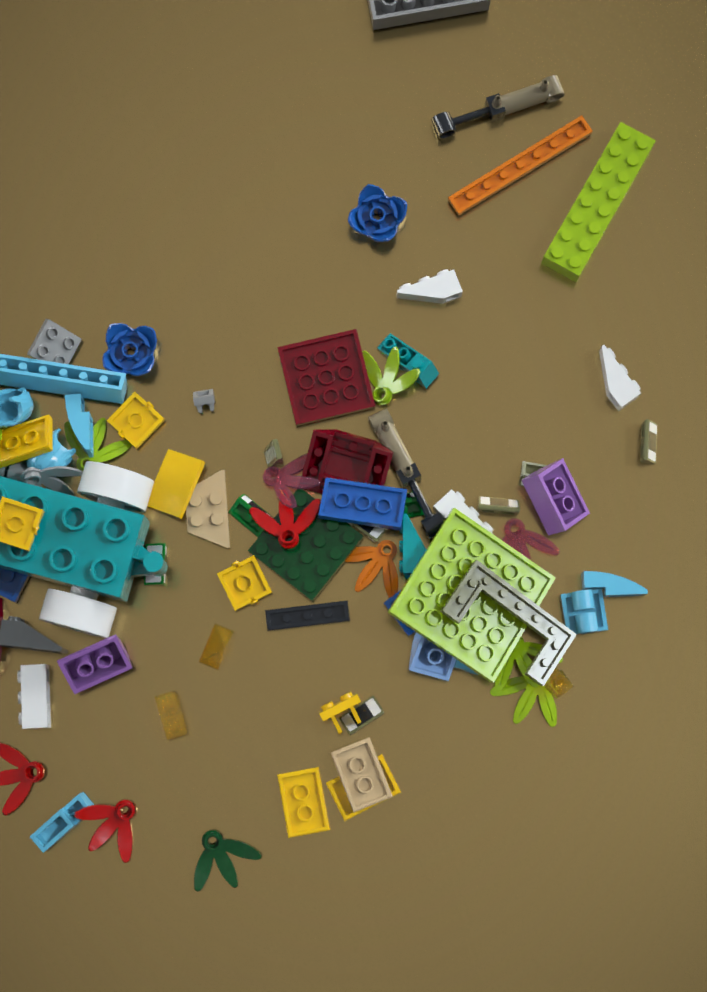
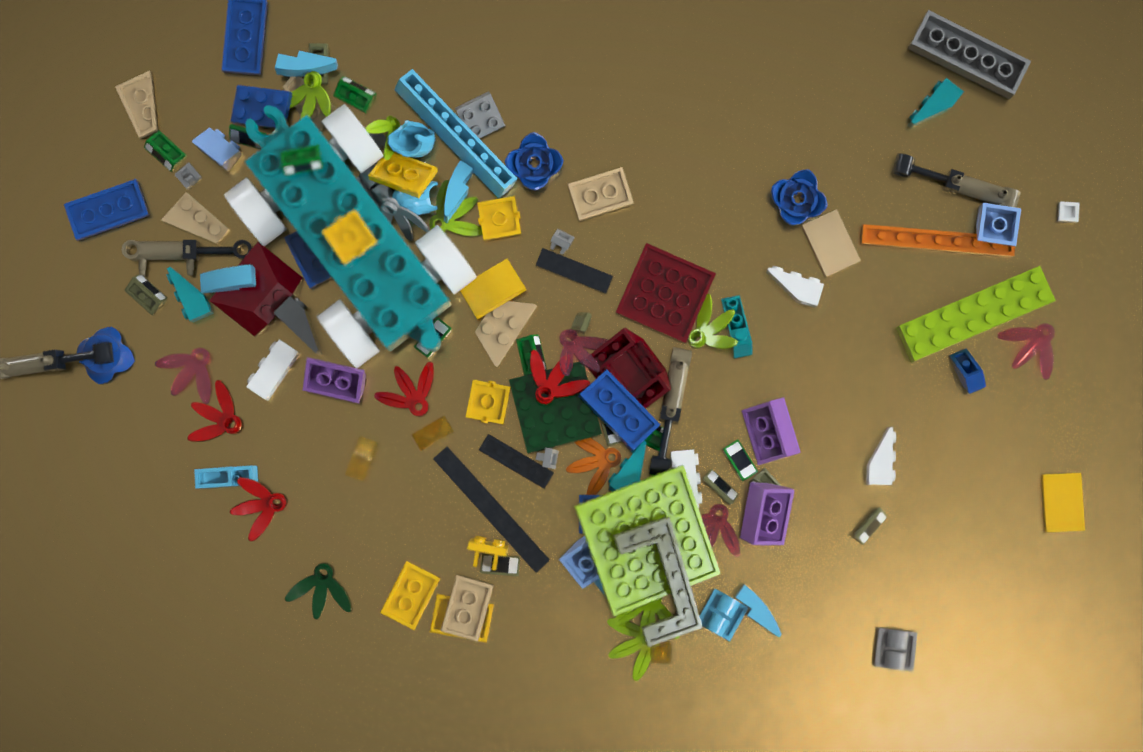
camera: 35 degrees right, 5 degrees up
(167, 624) = (407, 387): none -> red plant
(207, 335) = (600, 194): none -> tan plate
(234, 417) = (574, 270): none -> black tile
(317, 673) = (491, 509): none -> black tile
(333, 591) = (549, 458): none -> light grey tile
(433, 233) = (831, 243): none -> tan tile
(434, 51) = (942, 100): none -> teal slope
(497, 470) = (740, 460): none -> slope
(504, 425) = (771, 431): none -> medium lavender slope
(559, 113) = (998, 224): none -> light blue slope
(608, 63) = (1068, 212): none -> white plate
(629, 252) = (968, 371): none -> blue slope
(666, 186) = (1038, 340): none -> clear pink plant

